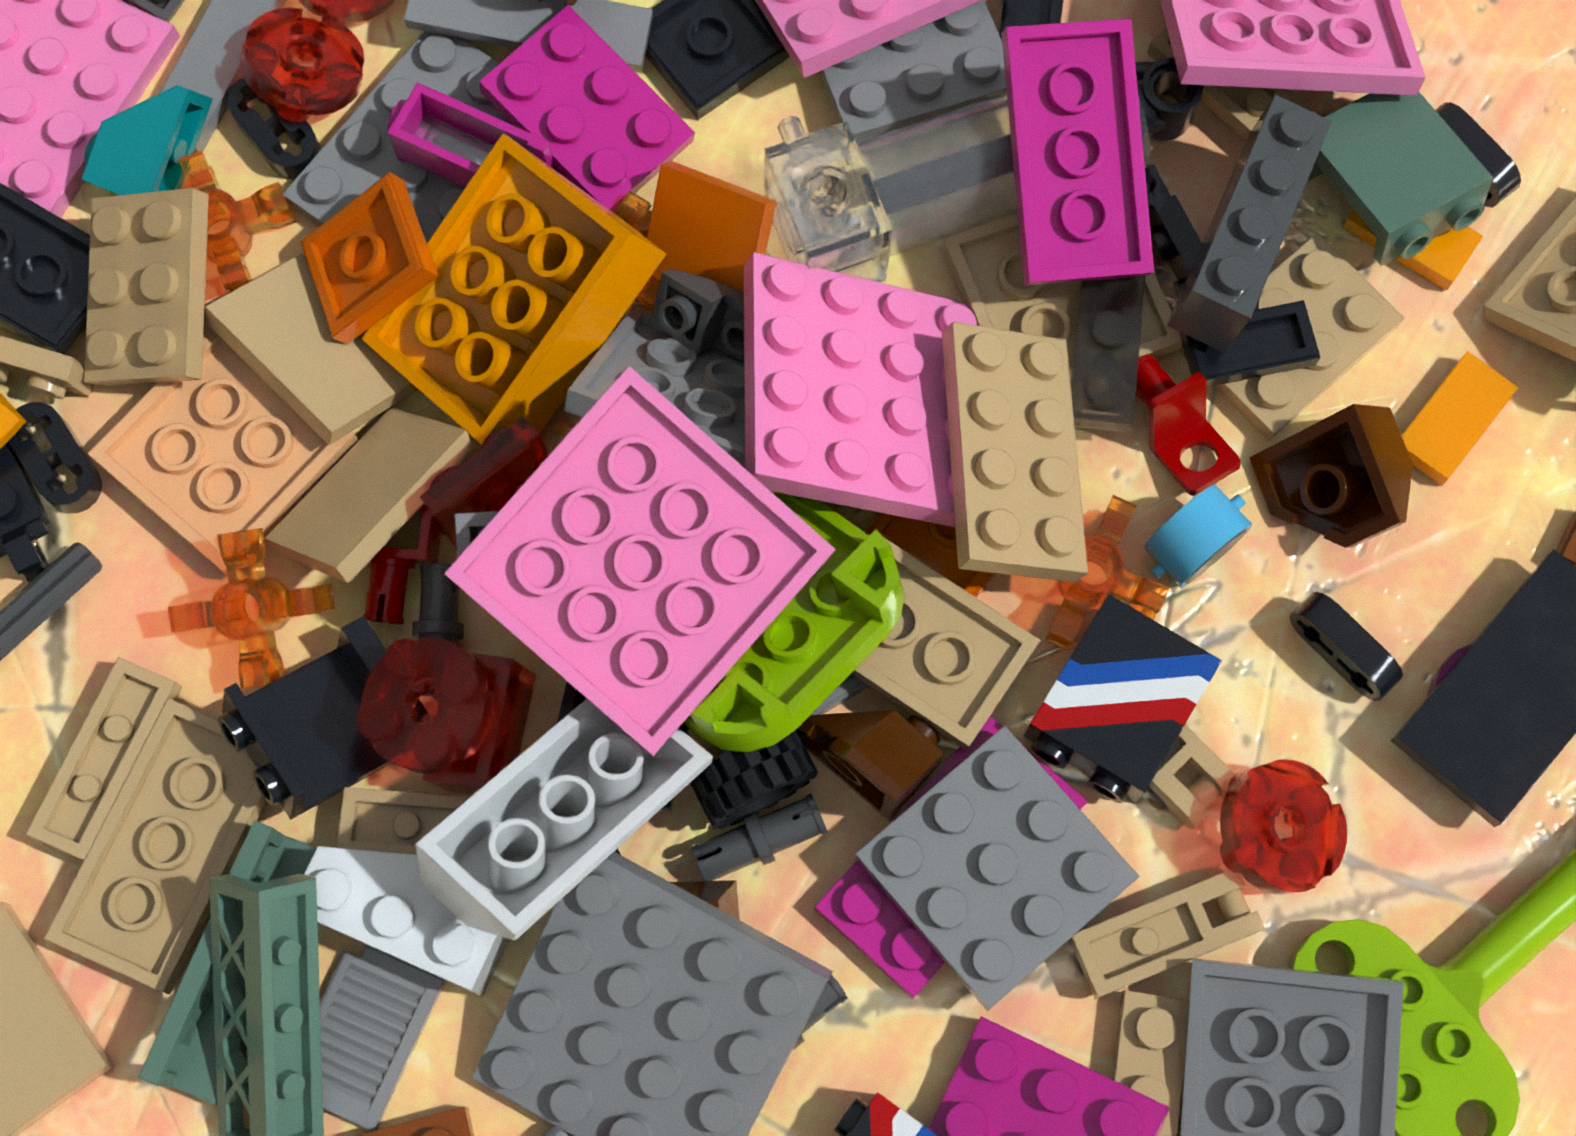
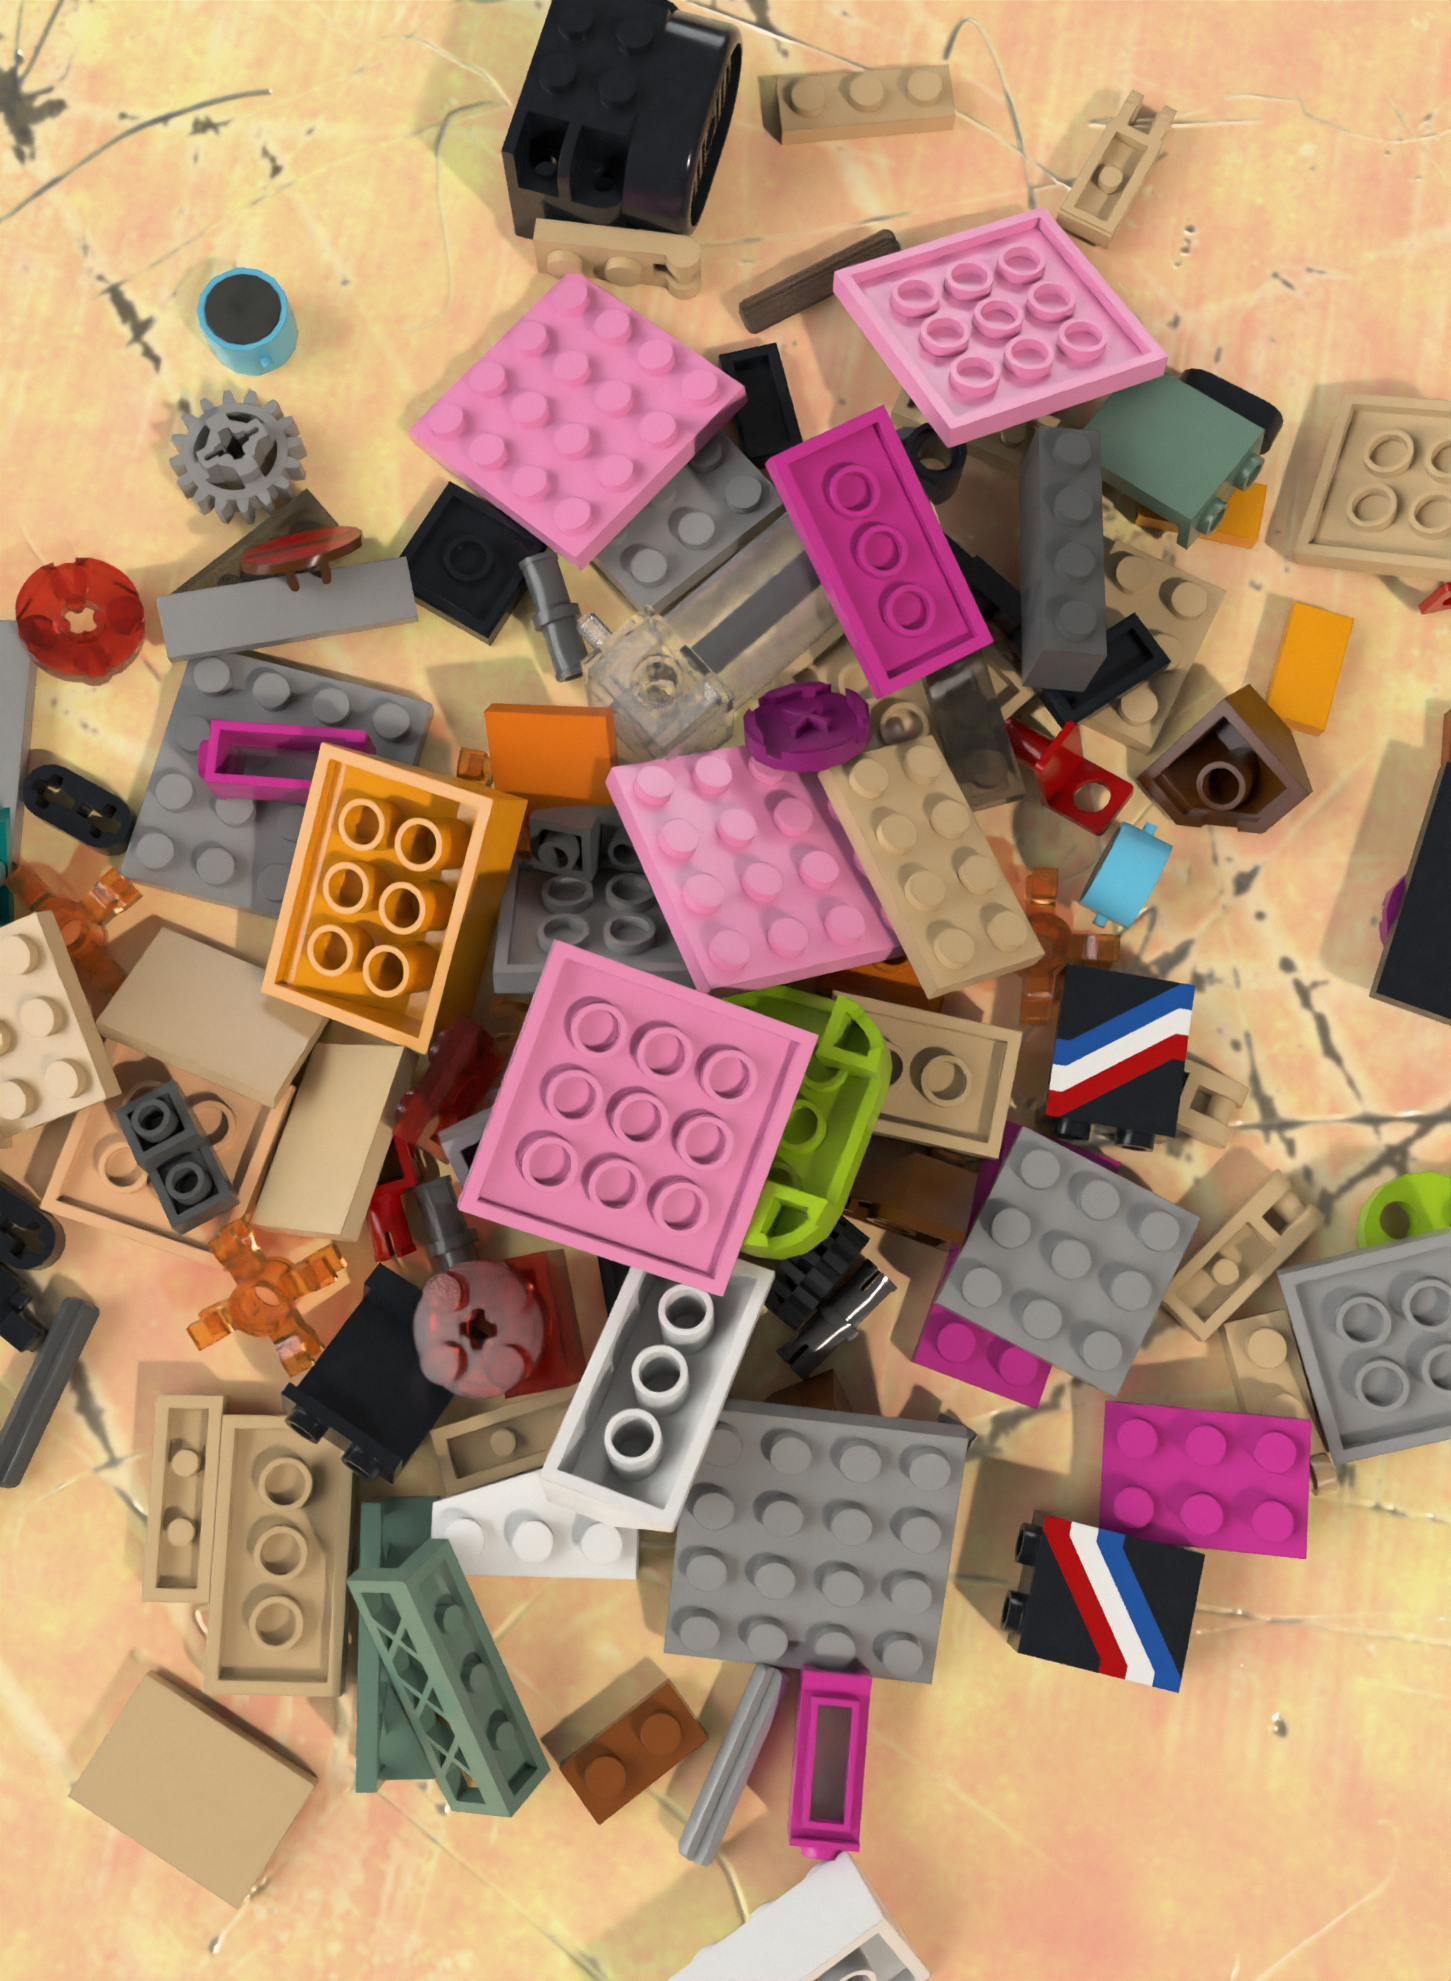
camera: 25 degrees left, 5 degrees up
(225, 454) = (177, 1157): none -> dark grey slope
(295, 88) = (86, 767): clear red plate -> none
(368, 258) = (235, 910): orange tile -> none
(369, 1031) = (549, 1649): light grey window -> none
(590, 105) = (386, 678): dark pink plate -> none
(765, 105) = (555, 614): none -> dark grey pin
(950, 287) = (807, 727): none -> magenta tile
(1250, 834) = (1276, 1123): clear red plate -> none
(1346, 646) = (1295, 924): black beam -> none

